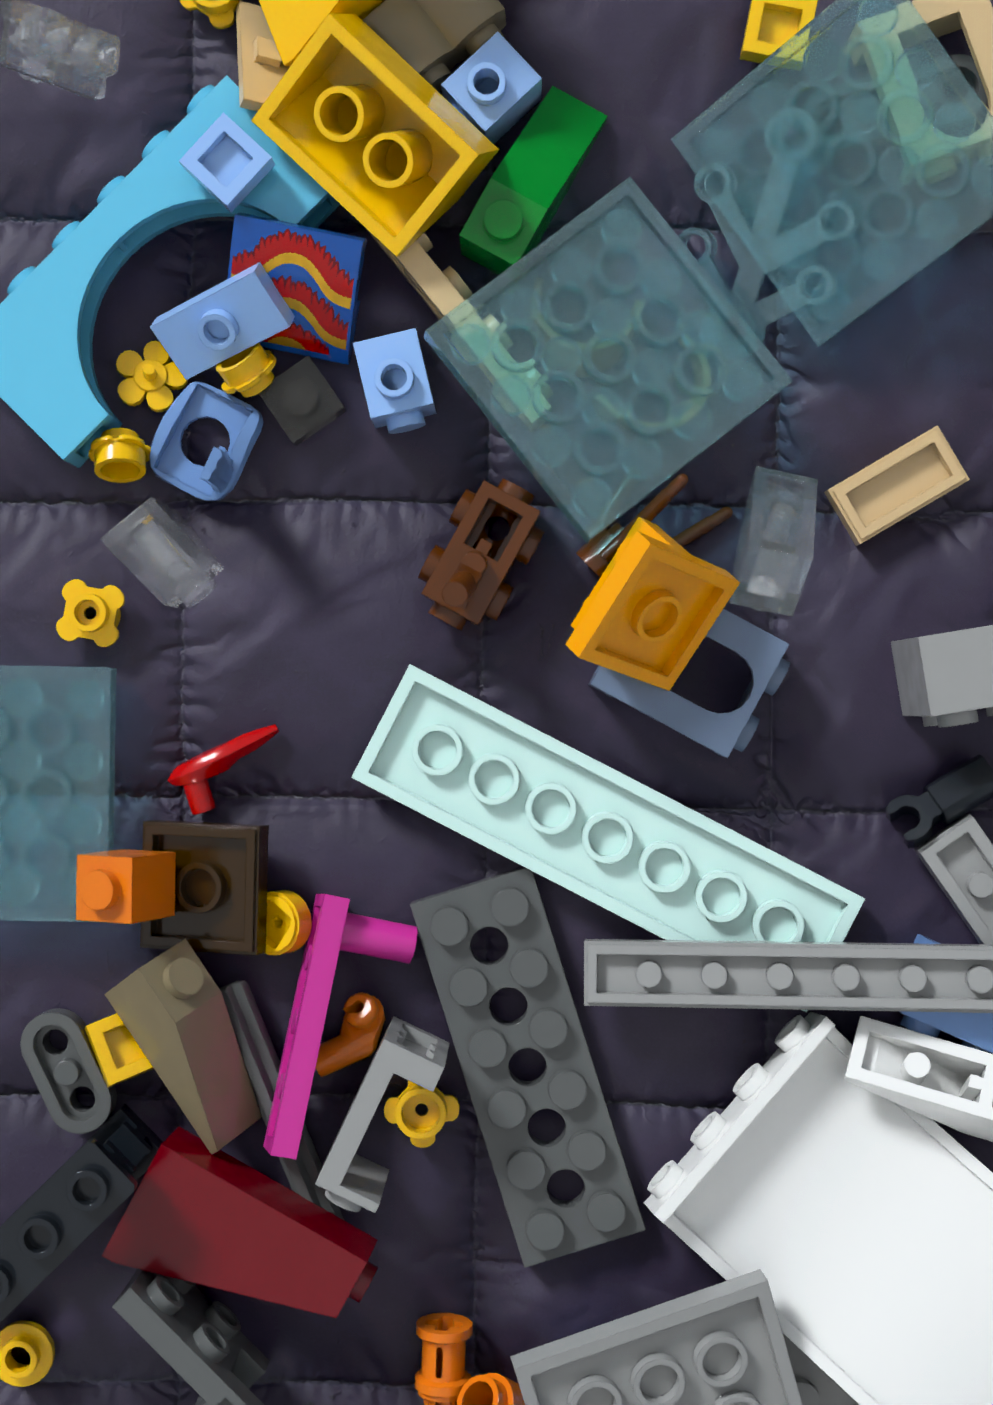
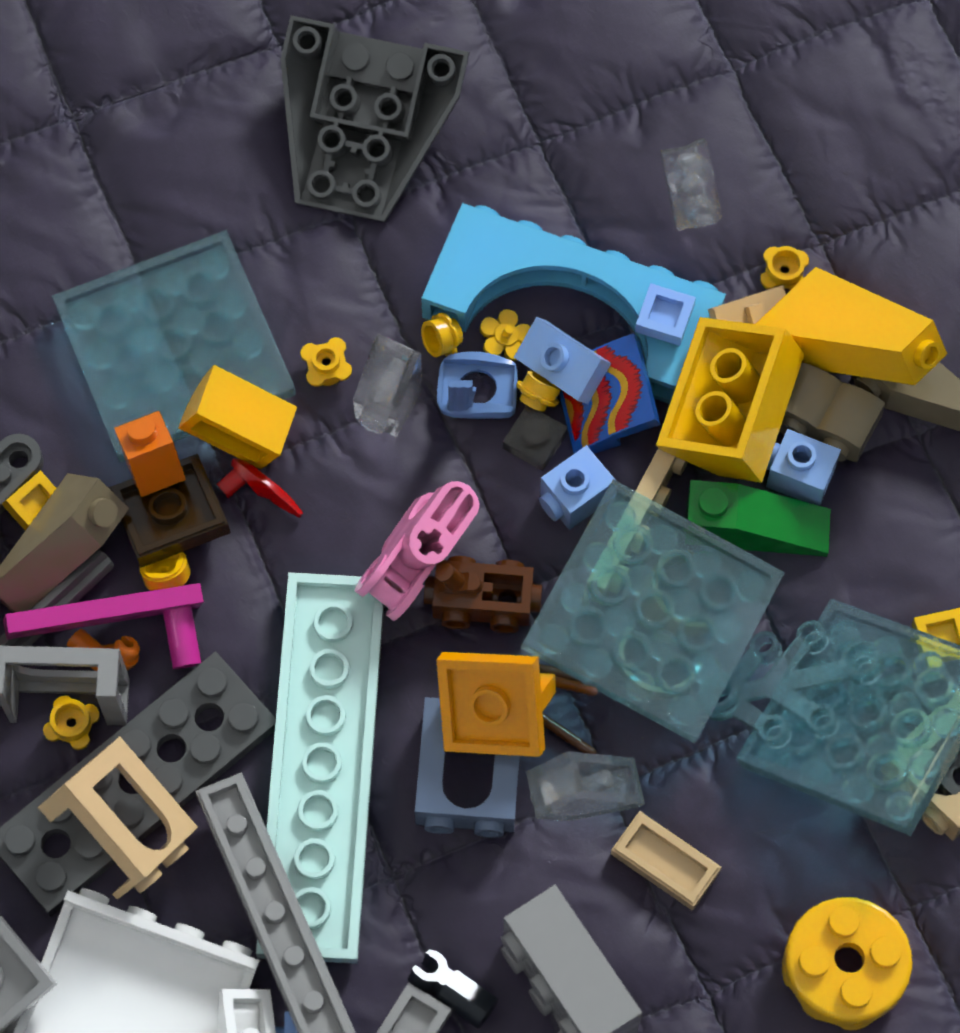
camera: 60 degrees right, 20 degrees down
(123, 755) = (238, 417): none -> yellow brick
(396, 607) = (417, 544): none -> bright pink piece
(553, 1169) = (128, 853): none -> tan panel

